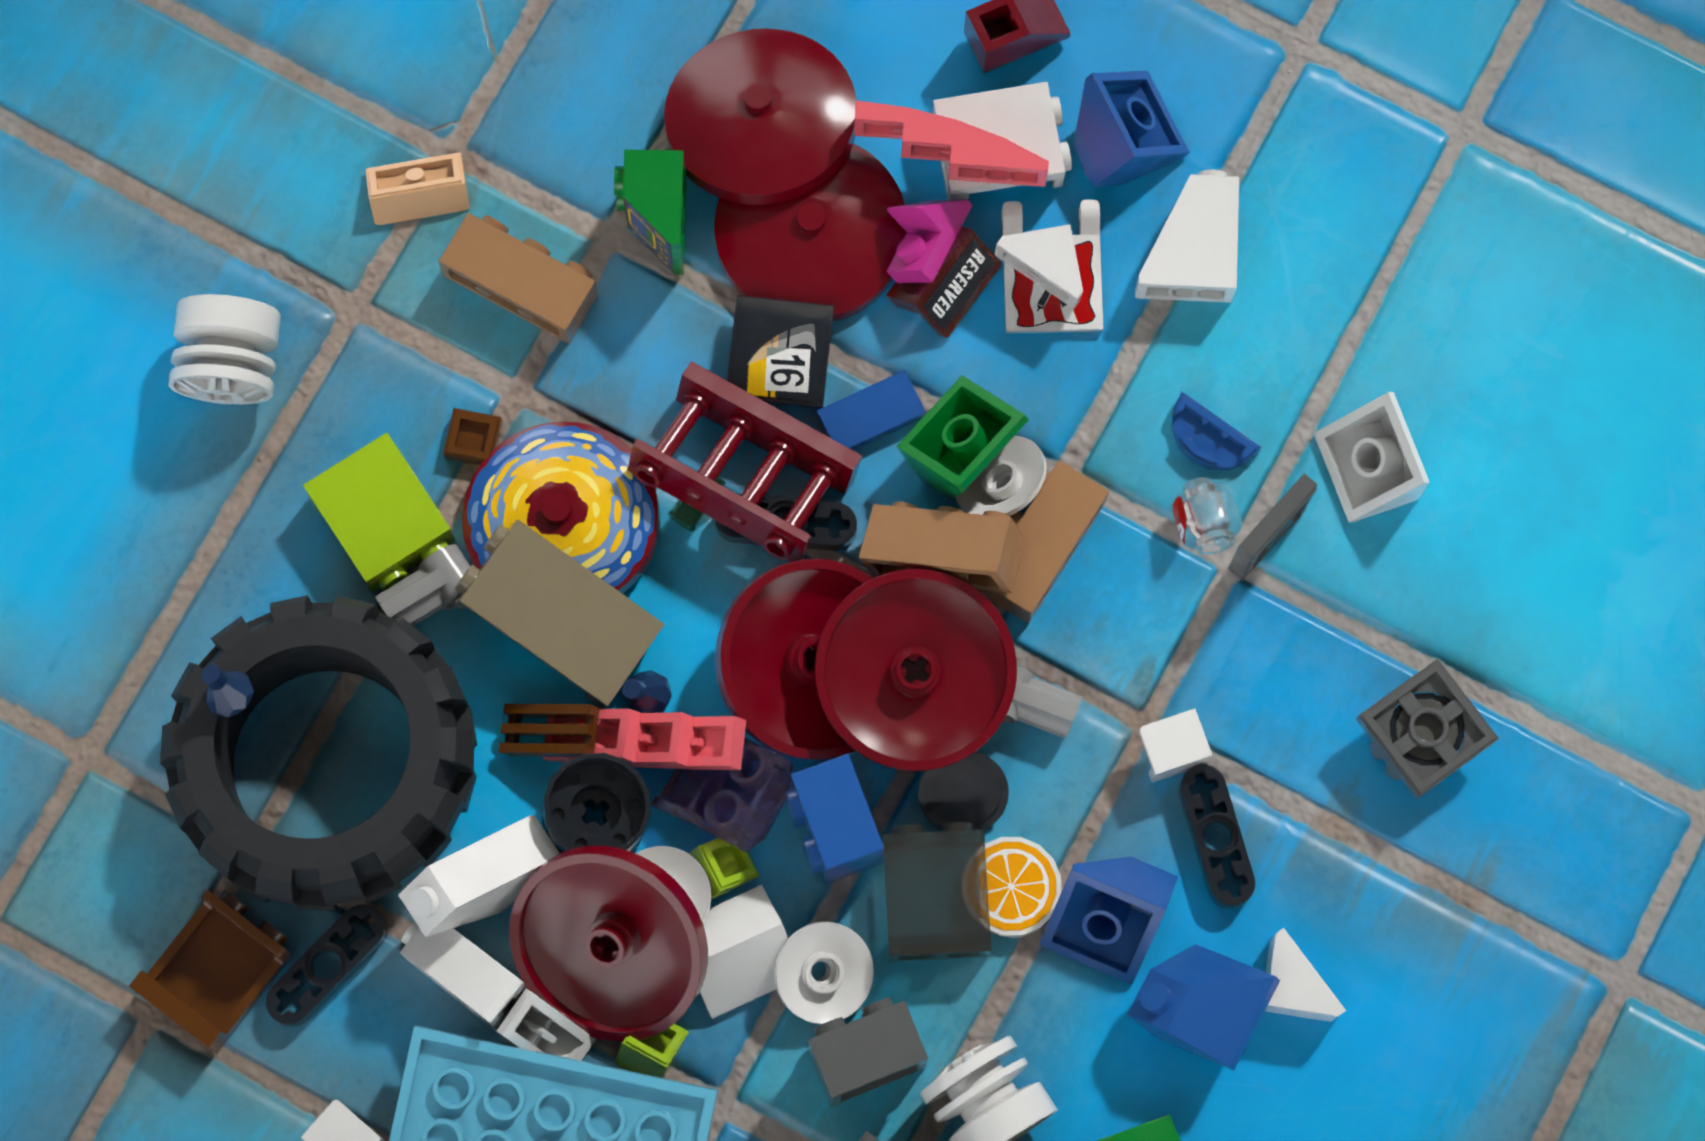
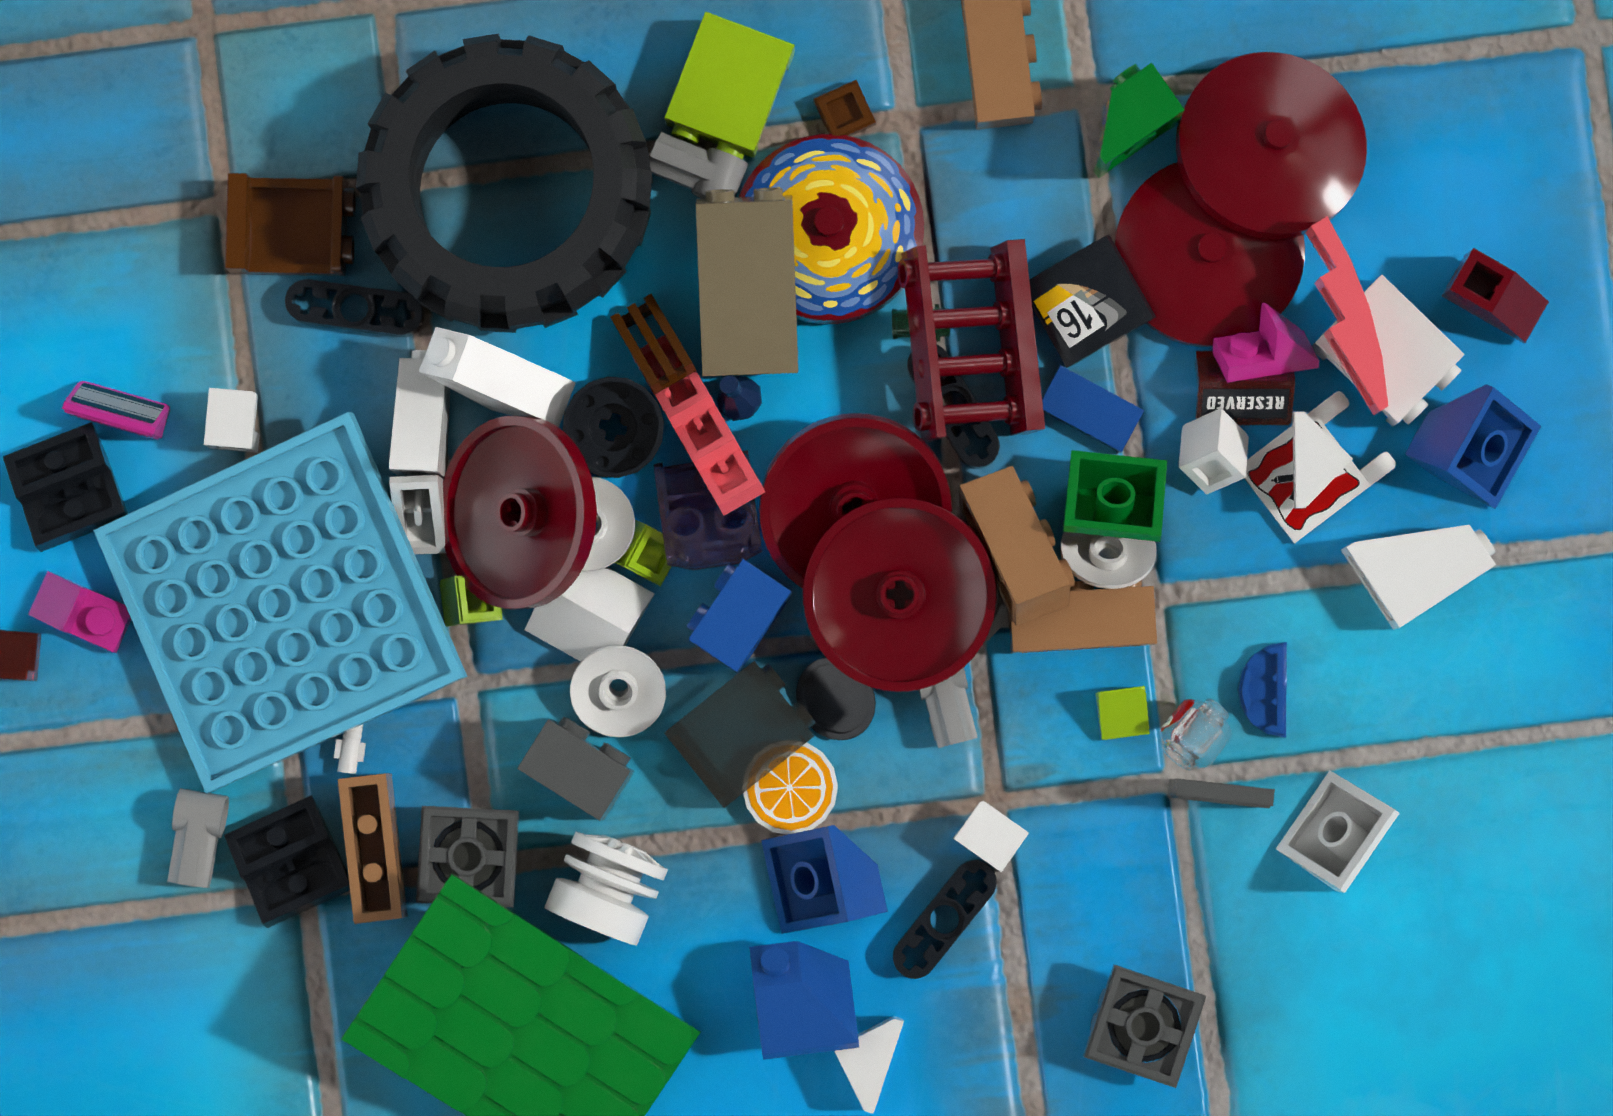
camera: 60 degrees right, 10 degrees up
(226, 691) = (490, 83): dark blue rock -> none
(980, 338) = (1213, 451): none -> white panel
(1145, 565) = (1122, 713): none -> lime slope

